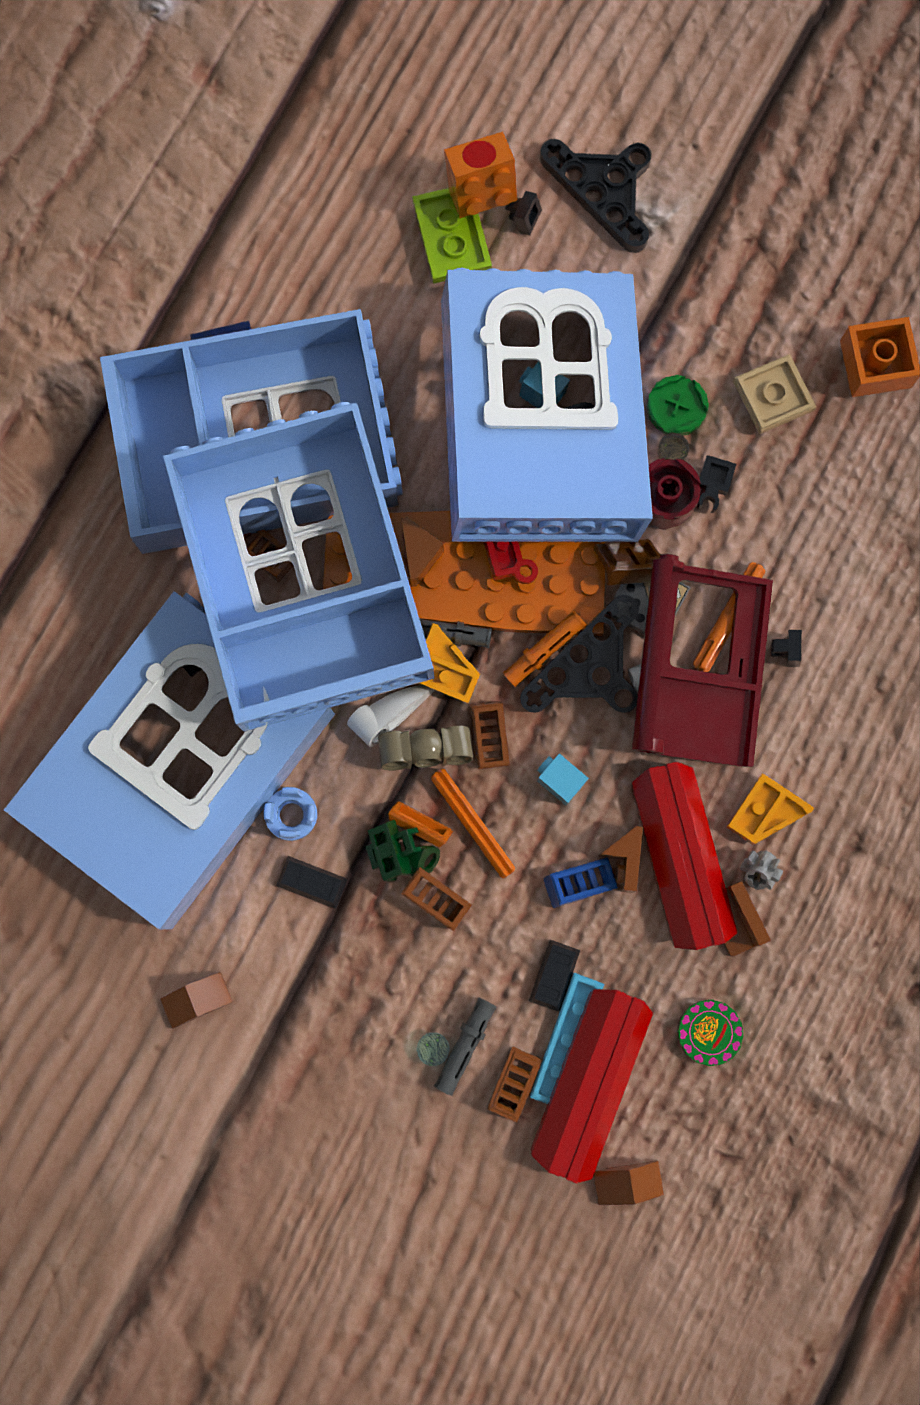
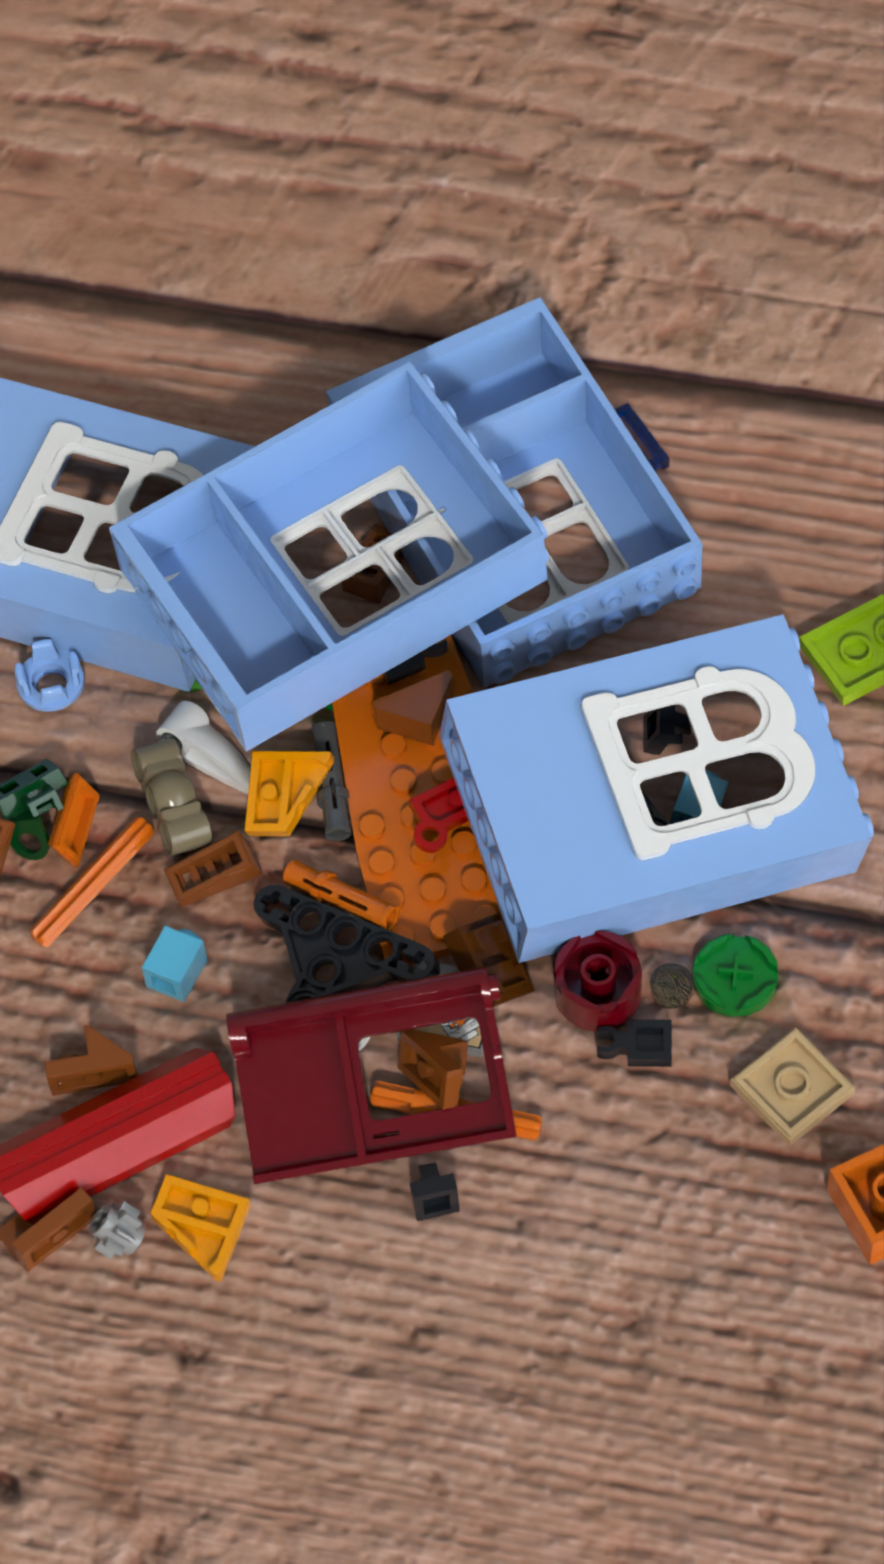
camera: 80 degrees right, 20 degrees down
(555, 892) = (32, 994): blue slope -> none
(695, 624) = (434, 1064): none -> dark orange slope

